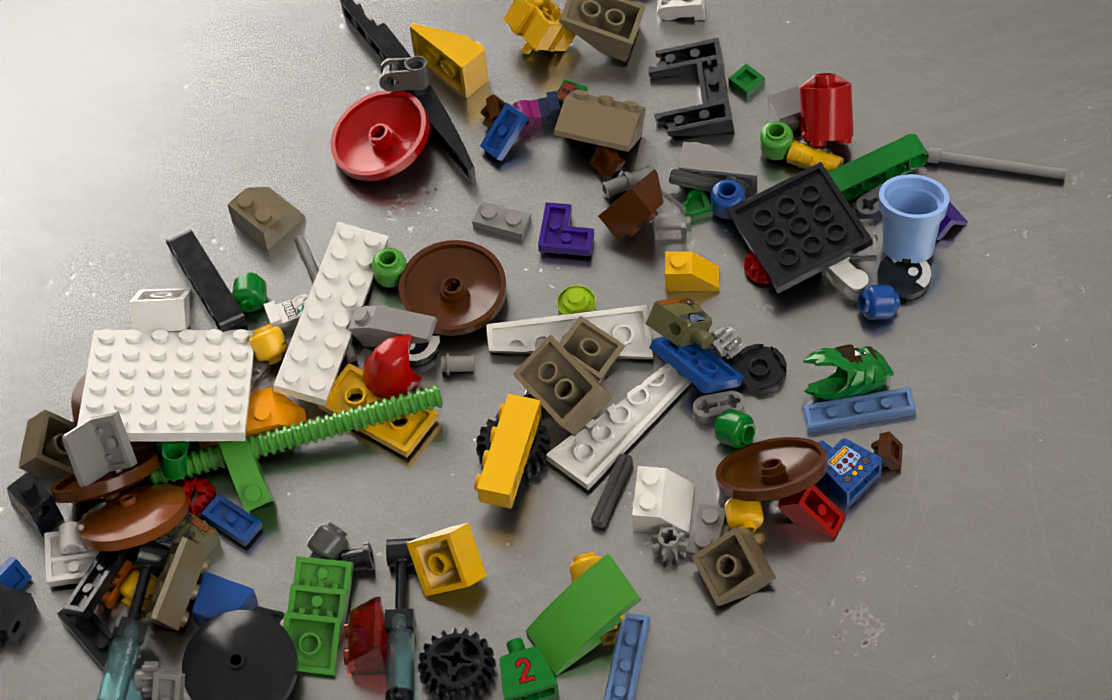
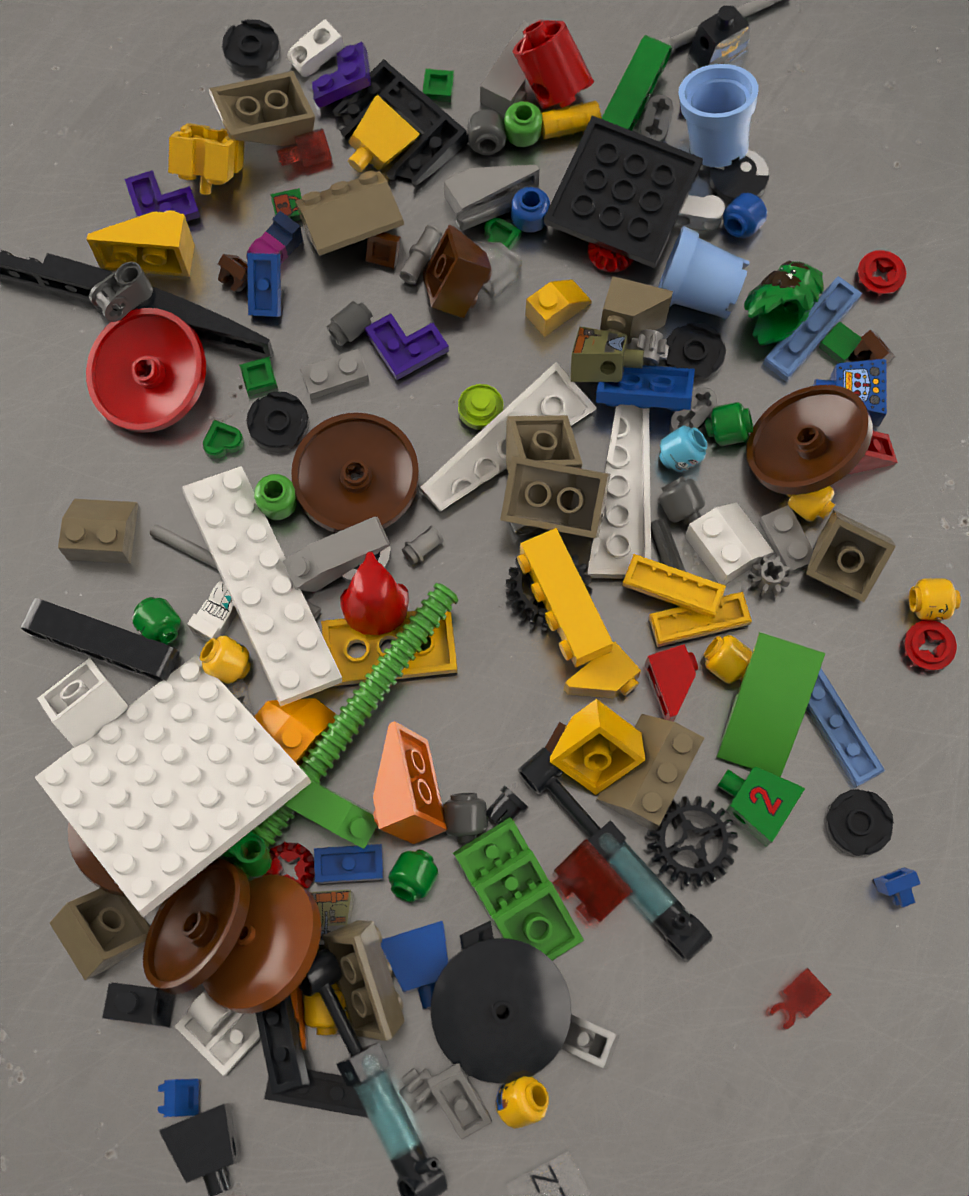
camera: 45 degrees left, 15 degrees up
(98, 448) = (174, 910): light grey bracket -> none
(263, 554) = (413, 875): none -> green head
(306, 494) = (407, 788): none -> orange slope
(391, 213) = (222, 440): none -> green tile
(437, 224) = (277, 422): none -> black tile
(451, 189) = (258, 376): none -> green tile
(477, 607) = (651, 786): none -> dark tan slope
(483, 30) = (148, 198): none -> dark purple plate
(496, 524) = (605, 676): none -> yellow slope
(539, 192) = (349, 322): none -> dark grey brick
(539, 559) = (671, 677): none -> red slope
(593, 499) = (674, 585): none -> yellow plate
(595, 537) = (684, 624): none -> yellow plate
(616, 65) = (309, 148): none -> clear red plate
(654, 451) = (682, 500): none -> dark grey head
(668, 86) = (380, 137): none -> yellow torso
(683, 36) = (350, 77): none -> dark purple plate
(685, 421) = (683, 449): none -> medium azure head
(731, 657) = (934, 632): none -> red gear
(732, 306) = (634, 308): none -> dark tan slope
(745, 130) = (486, 132): none -> dark grey head
(766, 636) = (934, 599): none -> yellow head
(799, 314) = (703, 275): none -> light blue piece
(868, 431) = (840, 343): none -> green tile
(937, 397) = (885, 262): none -> red gear
(973, 173) = (720, 38): none -> black torso

